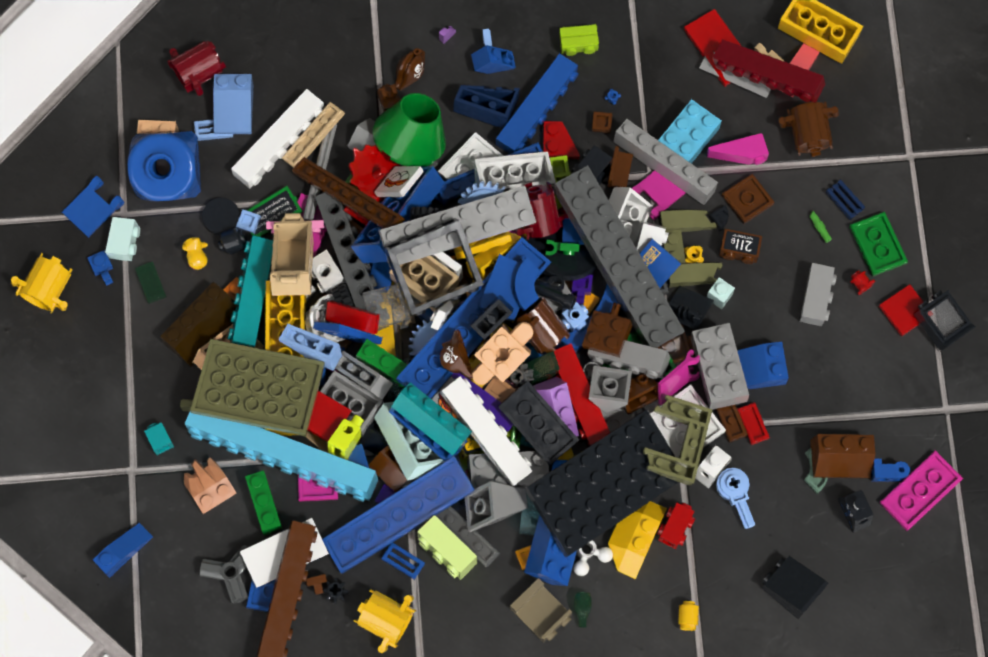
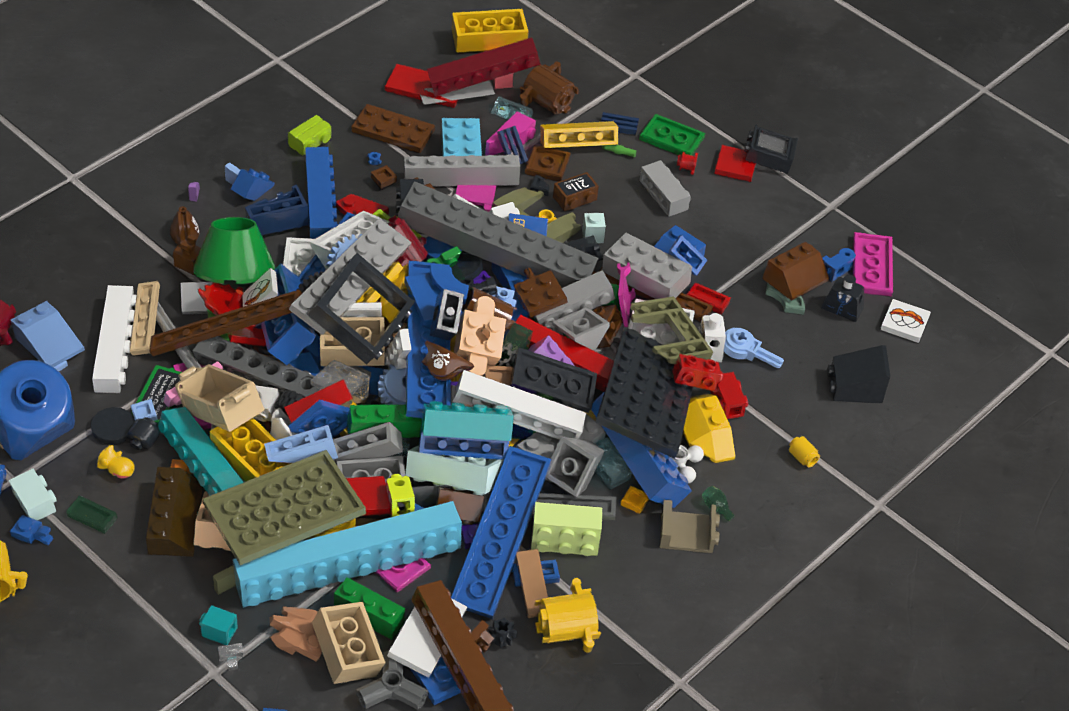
camera: 45 degrees left, 25 degrees down
(148, 467) = (231, 654): none -> clear tile
(223, 521) = (348, 642): none -> tan brick
(390, 568) = (531, 580): none -> medium nougat tile
(654, 75) = (393, 128): none -> reddish brown plate
(659, 494) = (697, 372): none -> red brick
(724, 180) = (517, 140): none -> dark blue tile
(757, 381) = (687, 253): none -> blue slope
(767, 124) = (507, 108): none -> clear light blue slope
(794, 191) = (579, 134): none -> yellow brick
(892, 563) = (905, 320): none -> white tile

